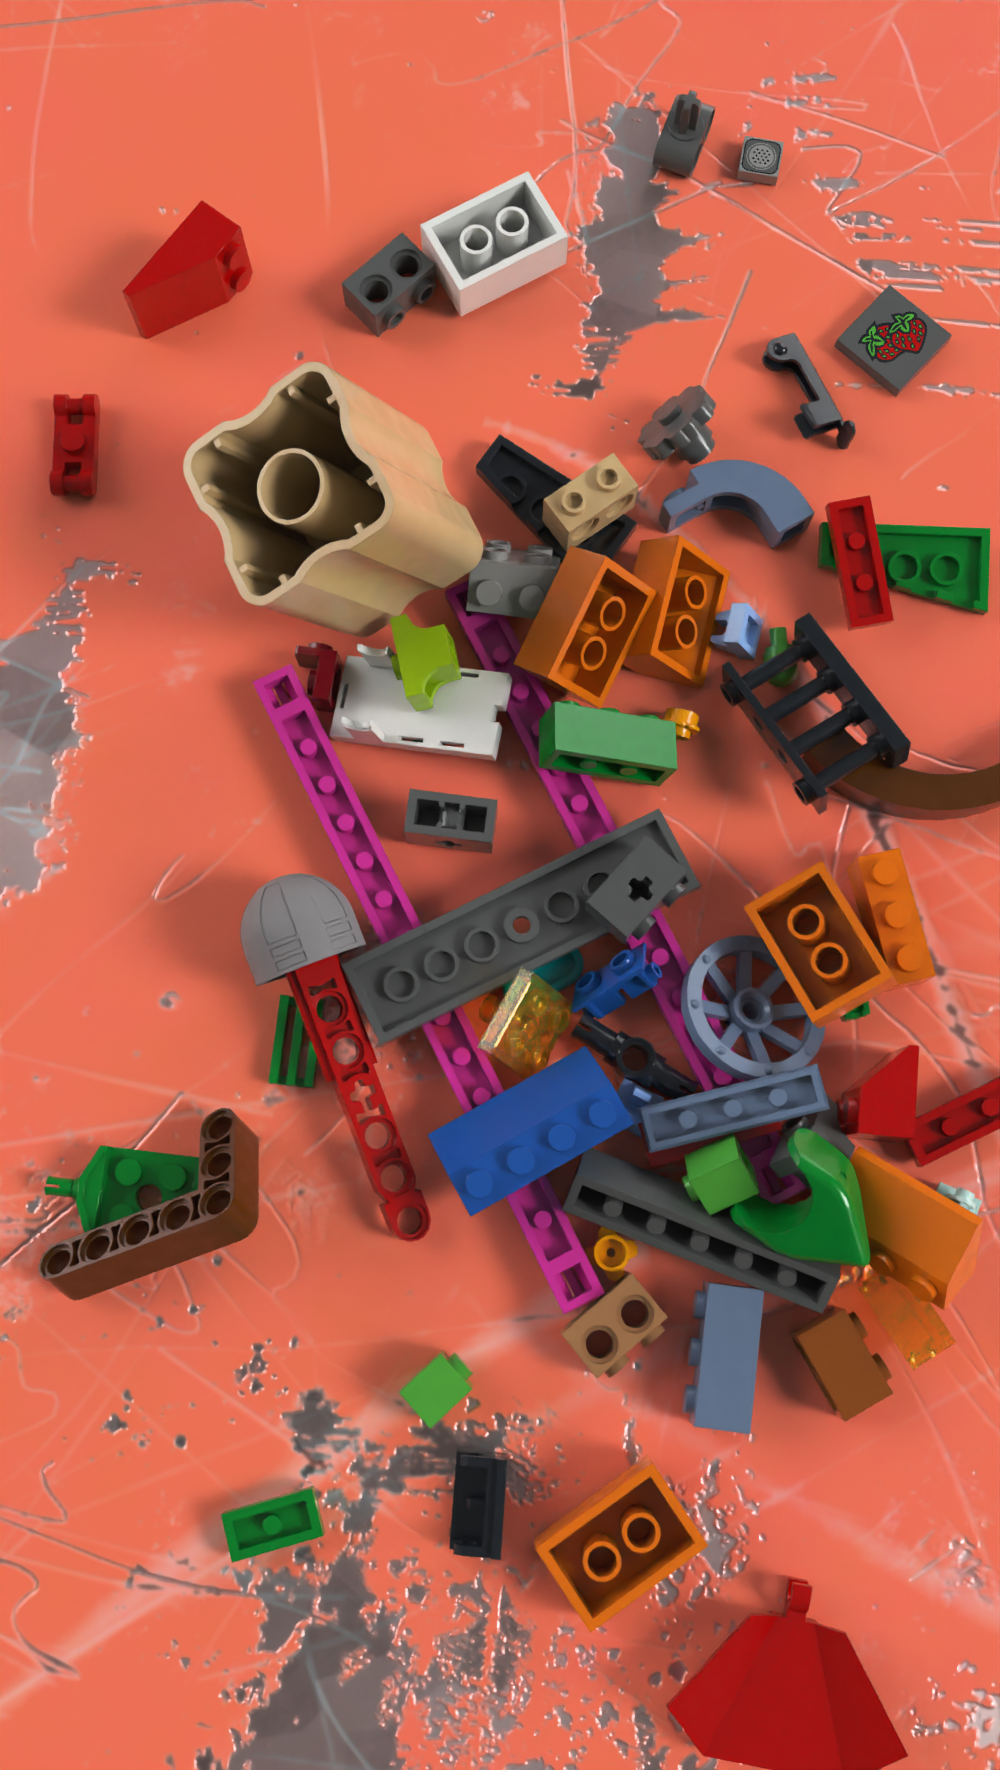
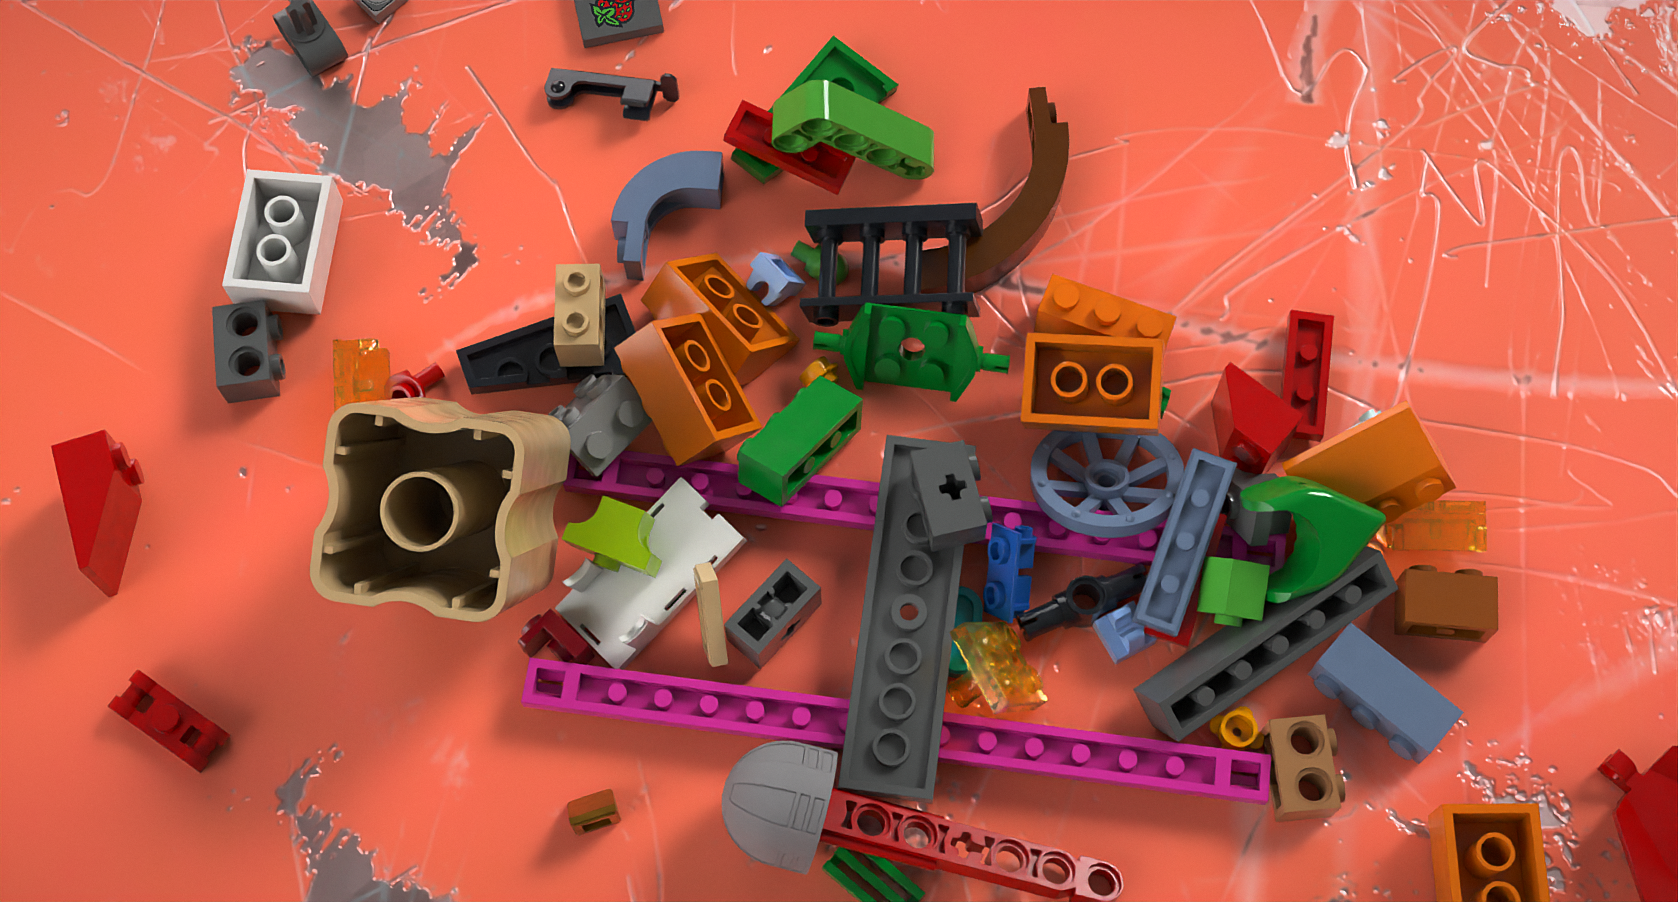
camera: 55 degrees left, 10 degrees down
(210, 794) = (593, 812): none -> pearl gold slope
(414, 773) = (710, 614): none -> tan tile
(424, 383) = (359, 371): none -> clear yellow hinge
(442, 422) = (408, 386): none -> red plate
(529, 1130) = (1094, 721): blue slope -> none
(681, 427) = (565, 204): dark grey plant -> none
(731, 752) = (876, 354): none -> green plate
(912, 601) = (854, 125): none -> bright green beam

